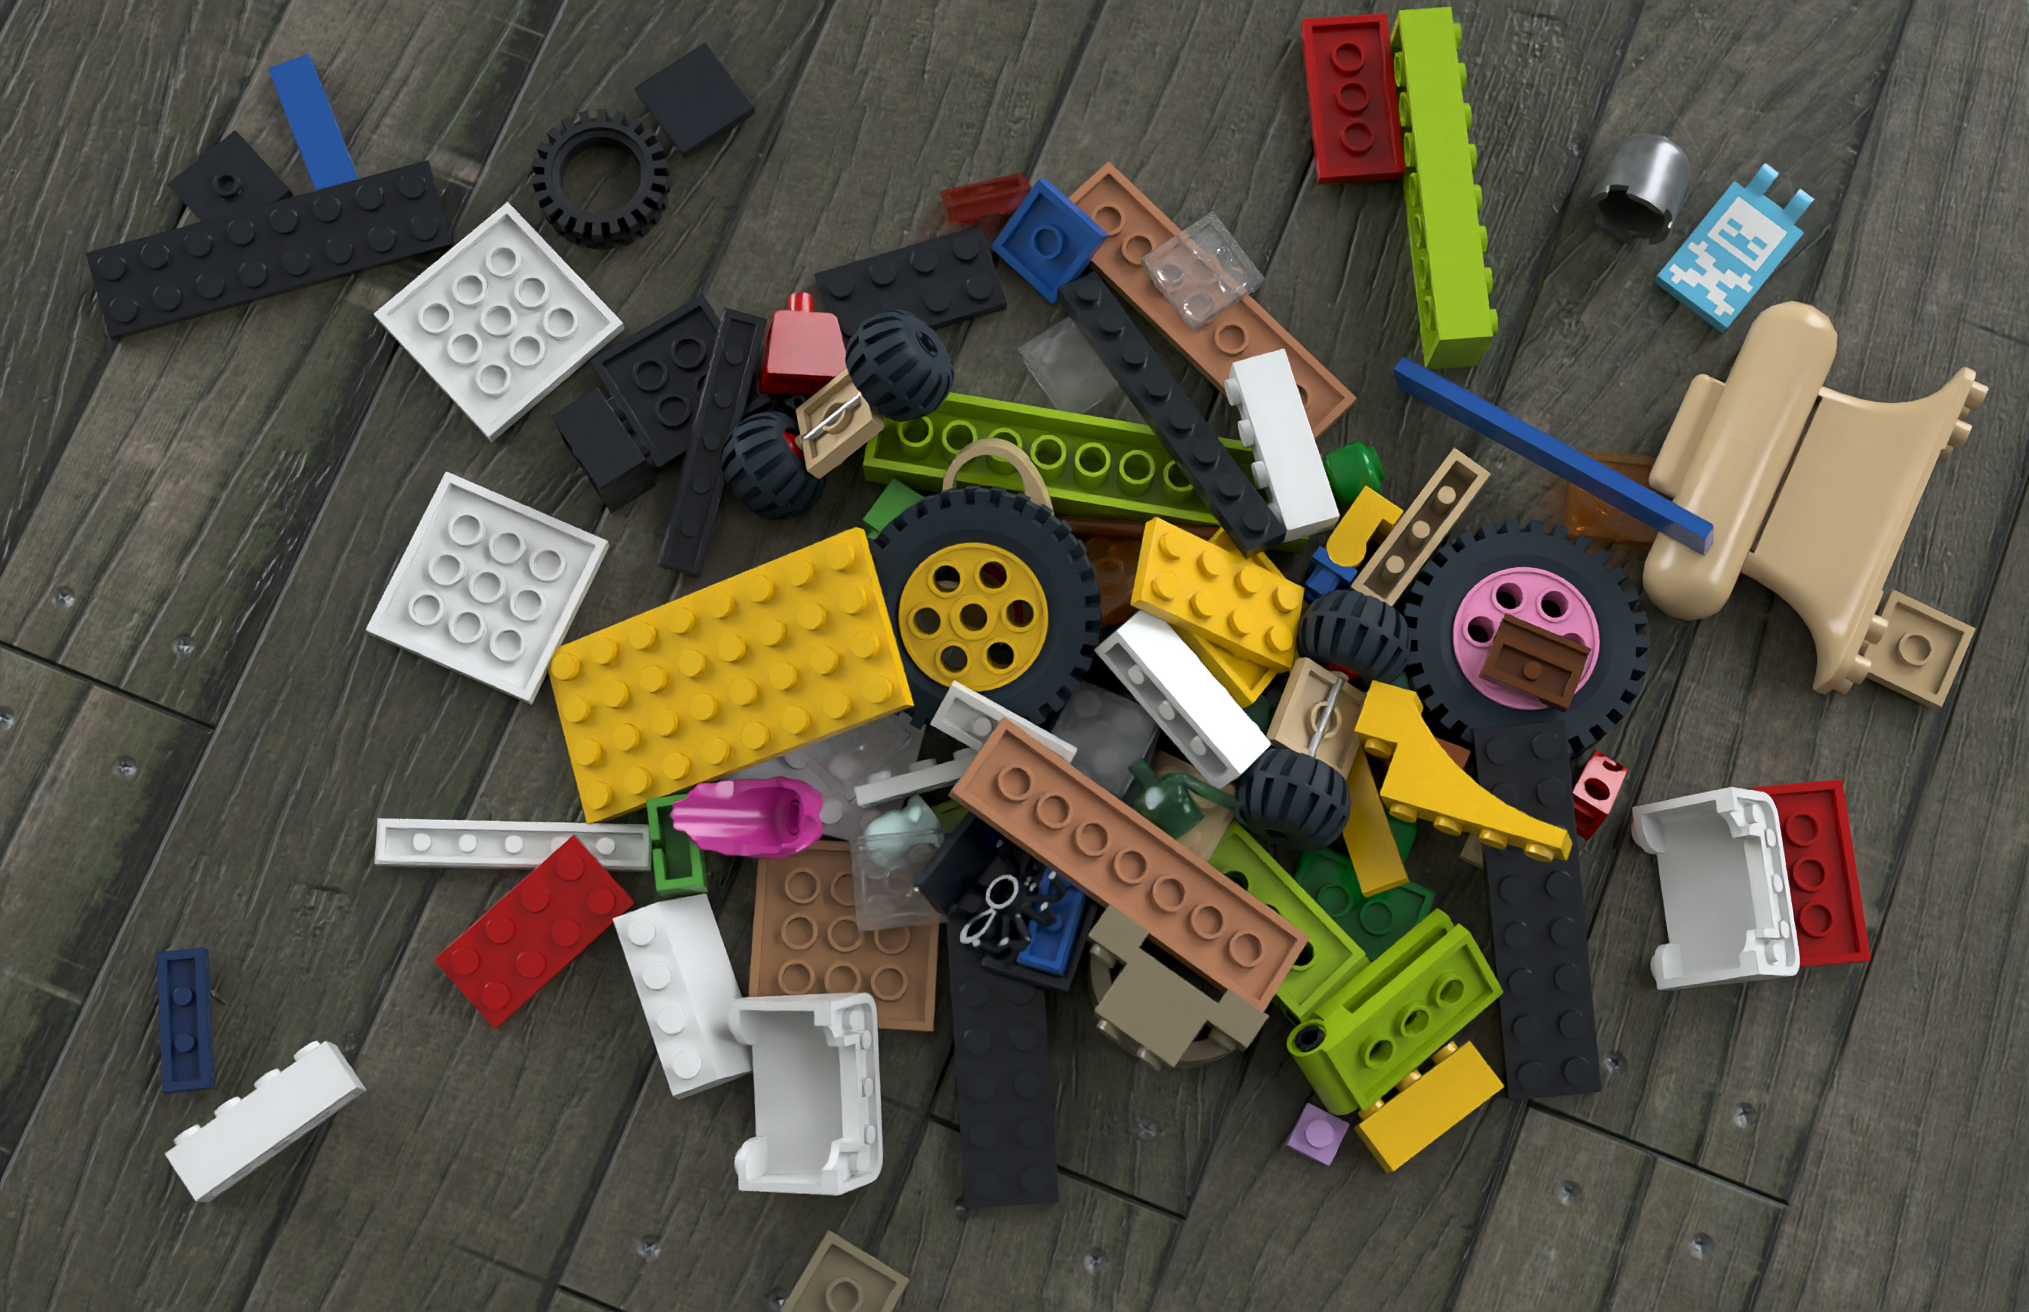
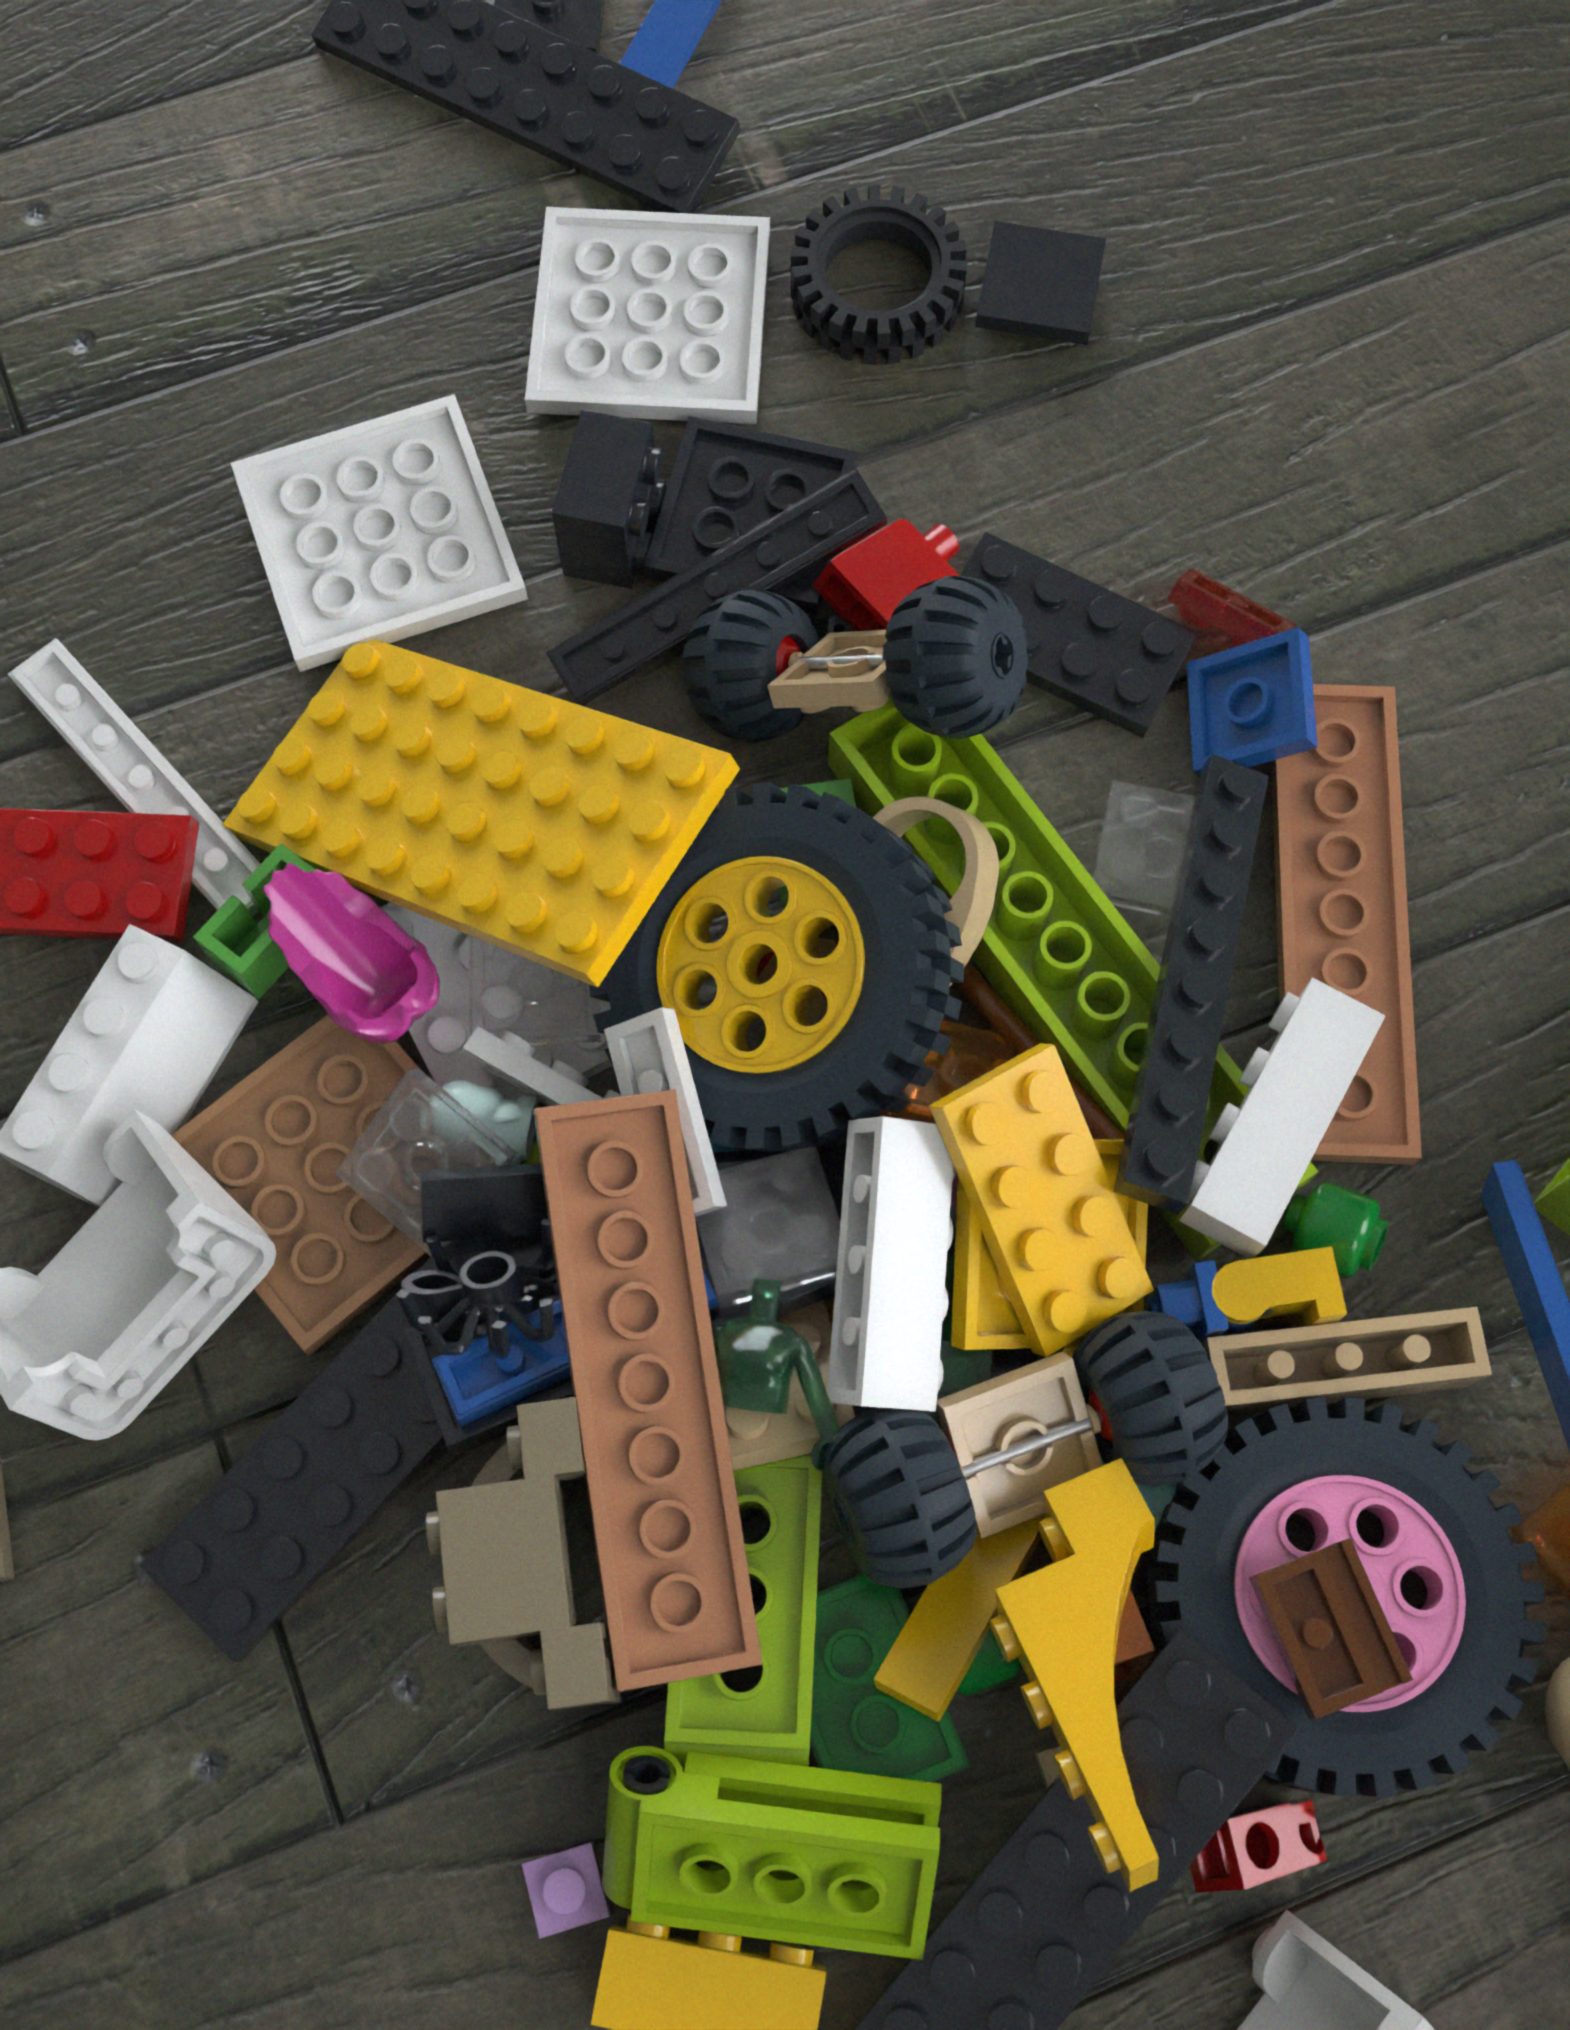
camera: 50 degrees right, 5 degrees down
(1202, 271) = (1382, 874): clear plate -> none

